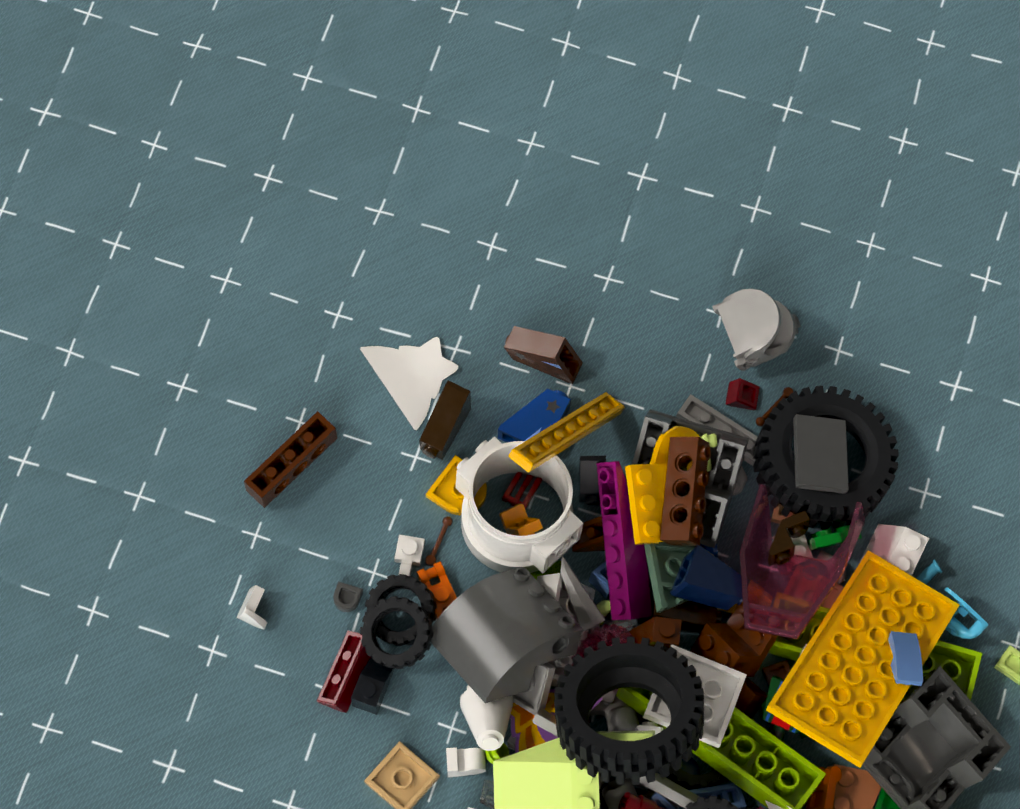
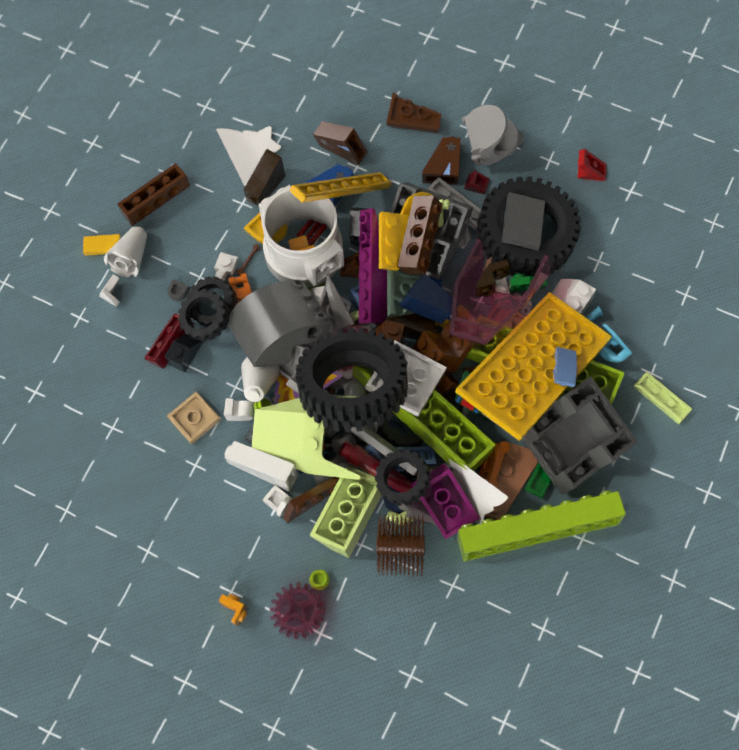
camera: 15 degrees right, 0 degrees up
(226, 540) = (99, 244): none -> yellow tile
(269, 550) = (127, 253): none -> white cone
(634, 303) = (411, 116): none -> reddish brown wing
(695, 370) = (444, 162): none -> reddish brown slope
(898, 357) = (591, 167): none -> red slope

